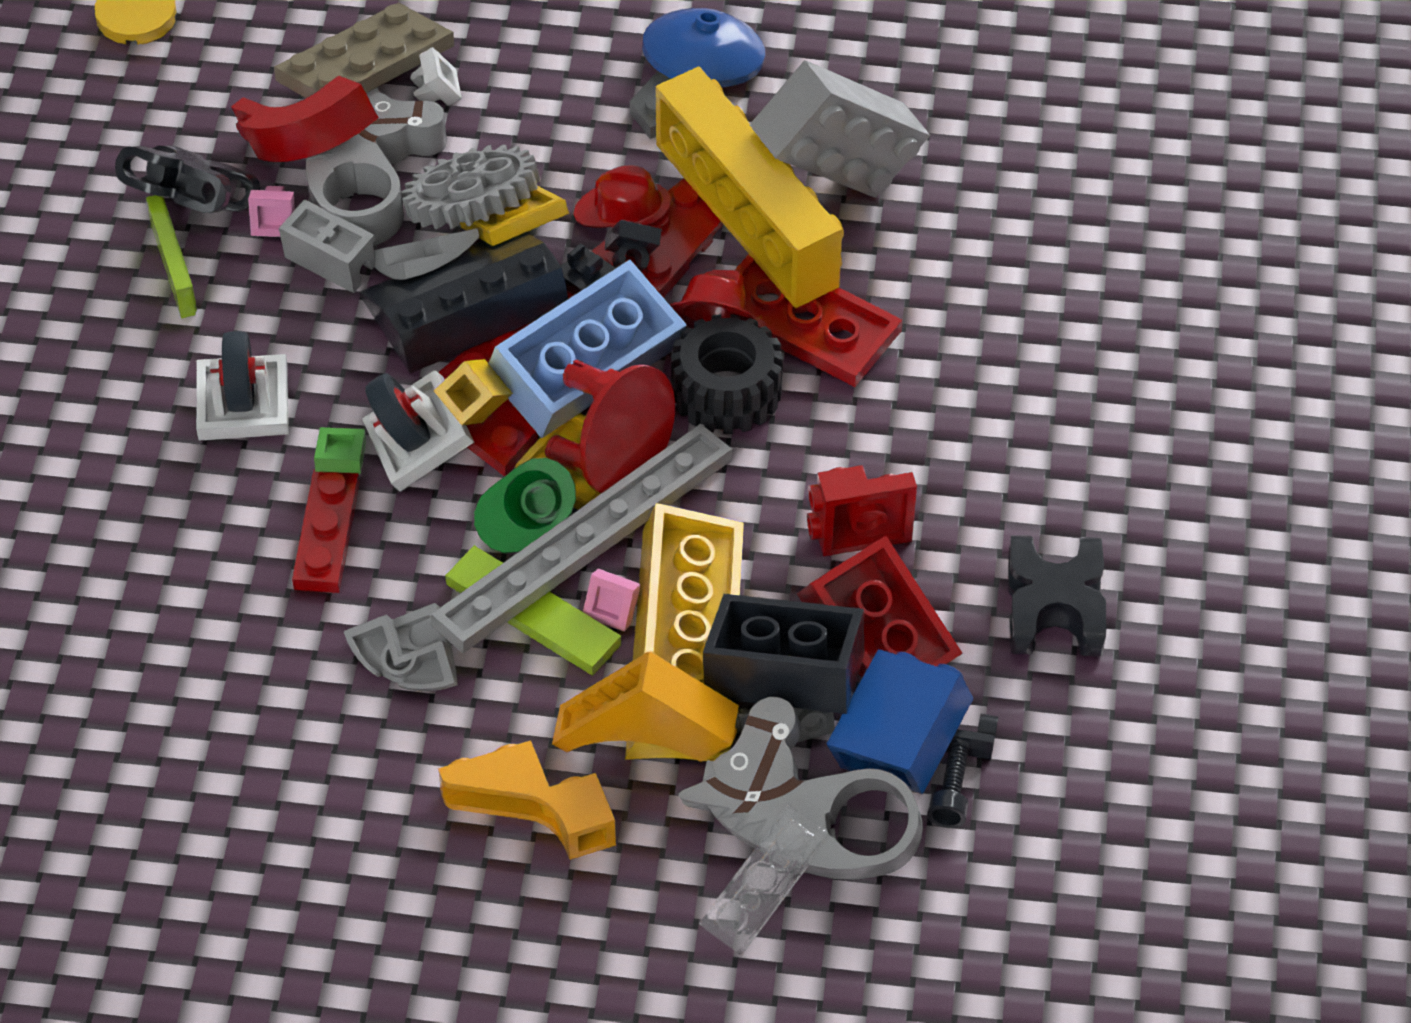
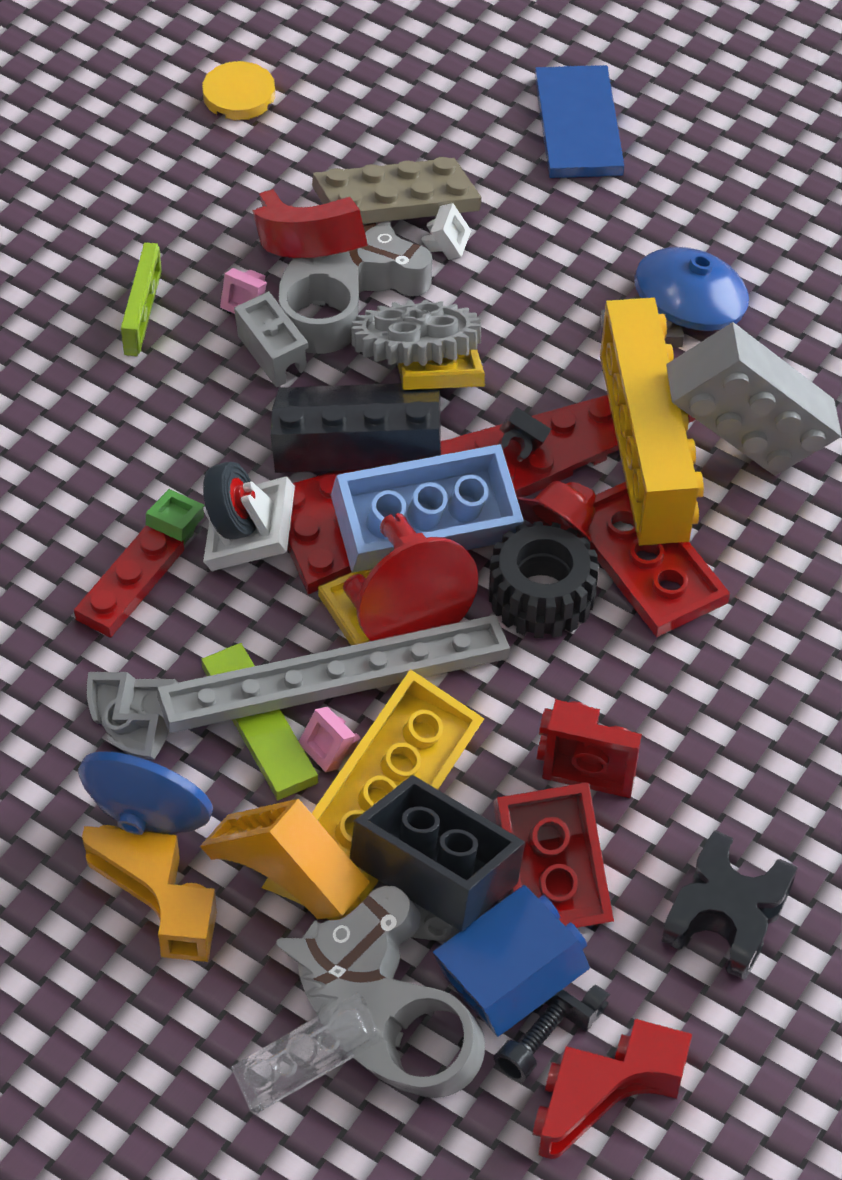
camera: 25 degrees right, 0 degrees up
(185, 178) = (184, 237): black piece -> none
(241, 392) = (128, 434): white plate -> none
(422, 256) = (344, 376): light grey brick -> none
(473, 392) = (304, 508): yellow brick -> none
(482, 713) = (143, 794): none -> blue dish
(525, 505) = (298, 624): green piece -> none
(583, 269) = (466, 436): black tile -> none
(625, 195) = (544, 392): red piece -> none
(1020, 800) = (591, 1083): none -> red arch

